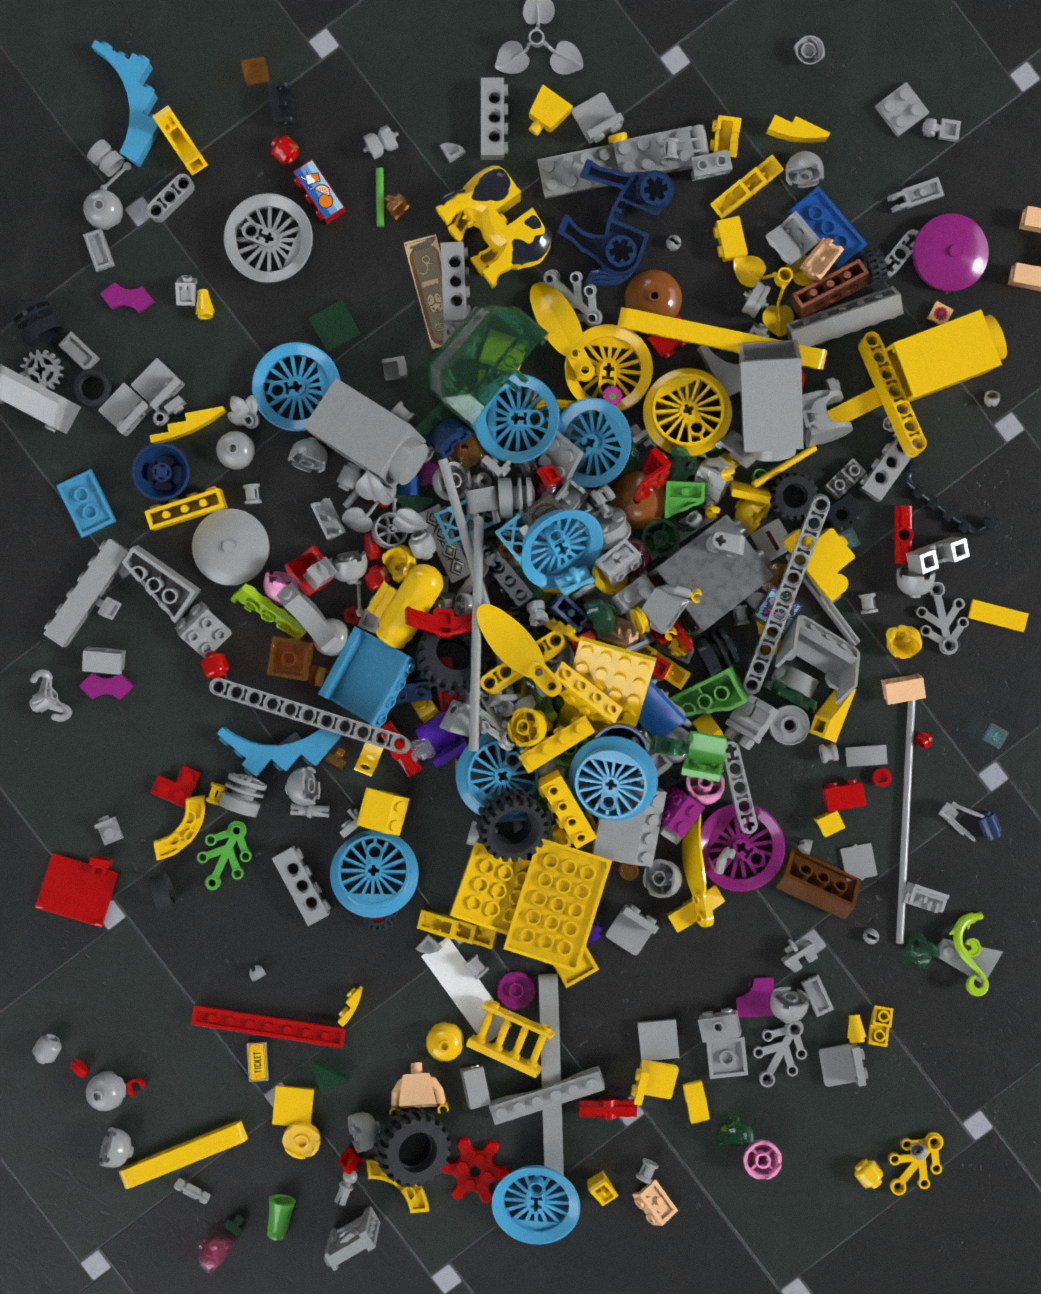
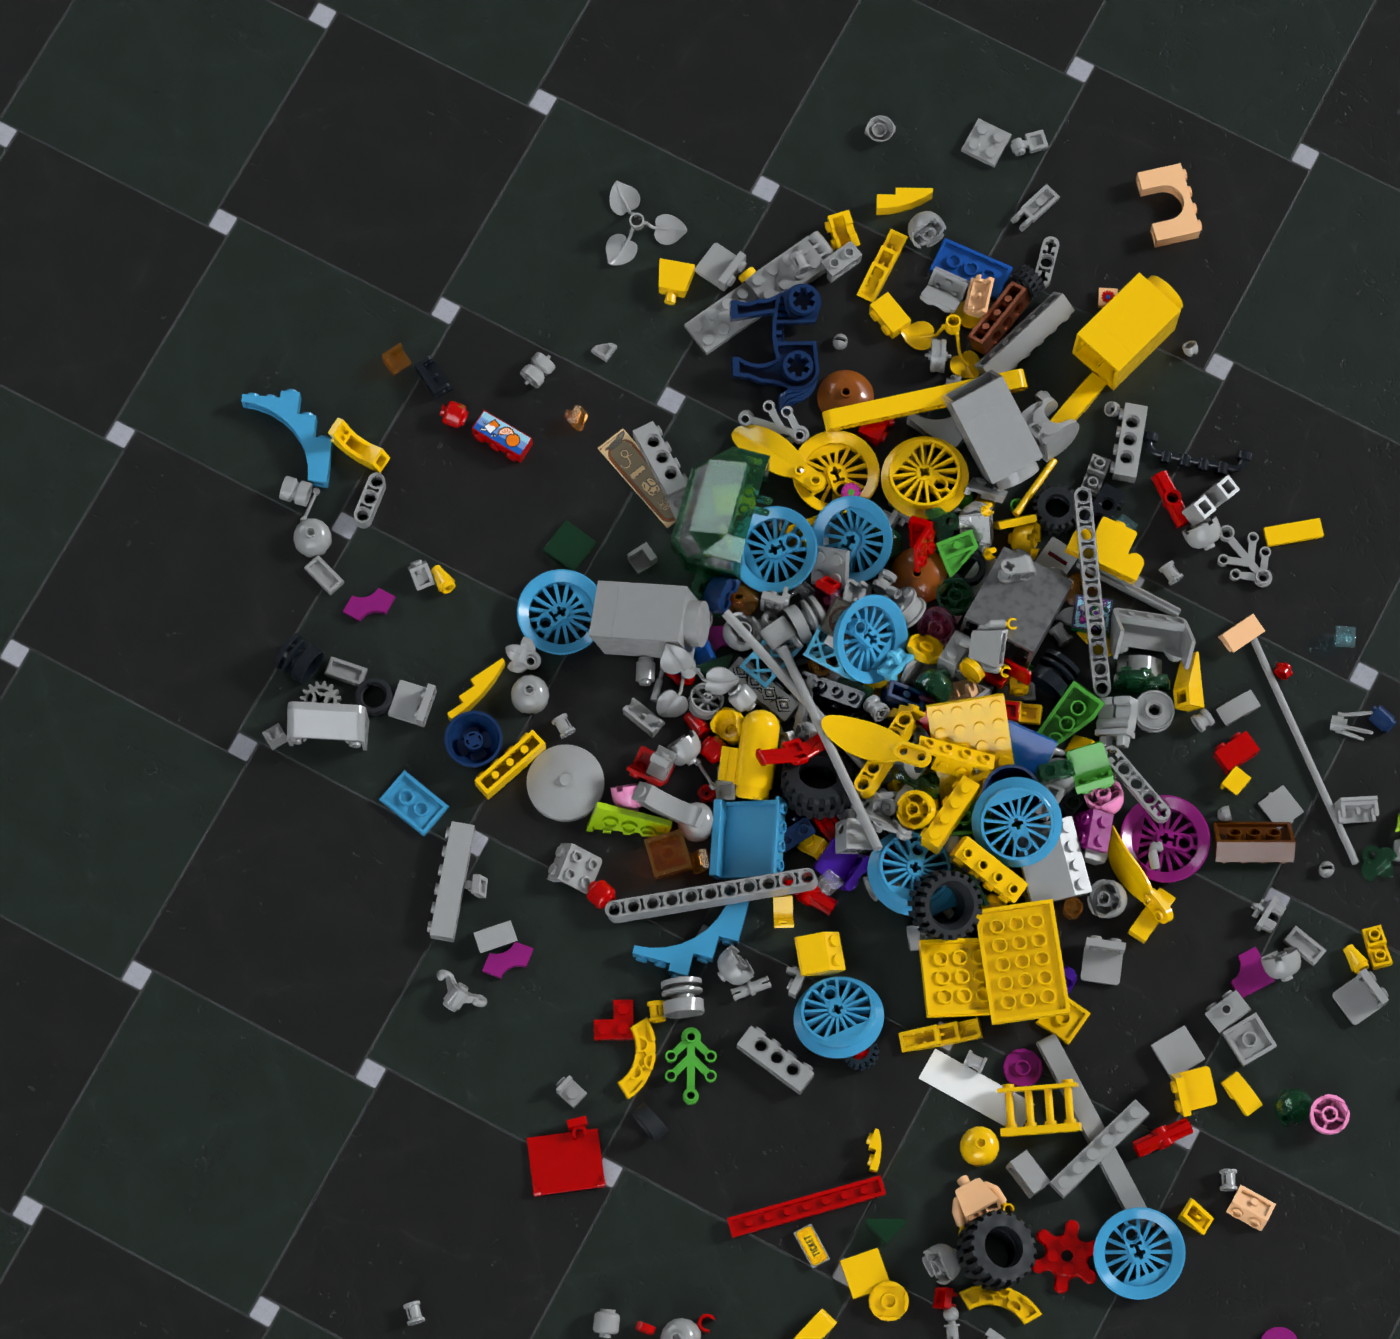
camera: 25 degrees left, 15 degrees down
(157, 385) = (432, 667): light grey bracket -> none
(163, 583) = (520, 840): light grey wedge -> none
(173, 407) = (457, 680): light grey plate -> none
(257, 973) = (772, 1163): light grey hinge -> none
(298, 252) = (508, 494): light grey piece -> none
(309, 455) = (600, 667): light grey cylinder -> none
(336, 760) = (754, 930): clear orange tile -> none
(380, 197) = (558, 418): bright green bar -> none
(428, 945) = (921, 1064): light grey tile -> none
(482, 206) = (657, 383): yellow animal -> none
(489, 88) = (636, 334): light grey brick -> none
(619, 561) = (928, 629): light grey bracket -> none
(694, 519) = (977, 566): light grey hinge -> none
(782, 1049) = (1297, 1010): light grey plant -> none
(881, 777) = (1262, 721): red tile -> none
(892, 403) = (1099, 382): yellow beam -> none
(903, 641) = (1219, 590): yellow hair -> none
(950, 252) = (1090, 242): magenta dish -> none

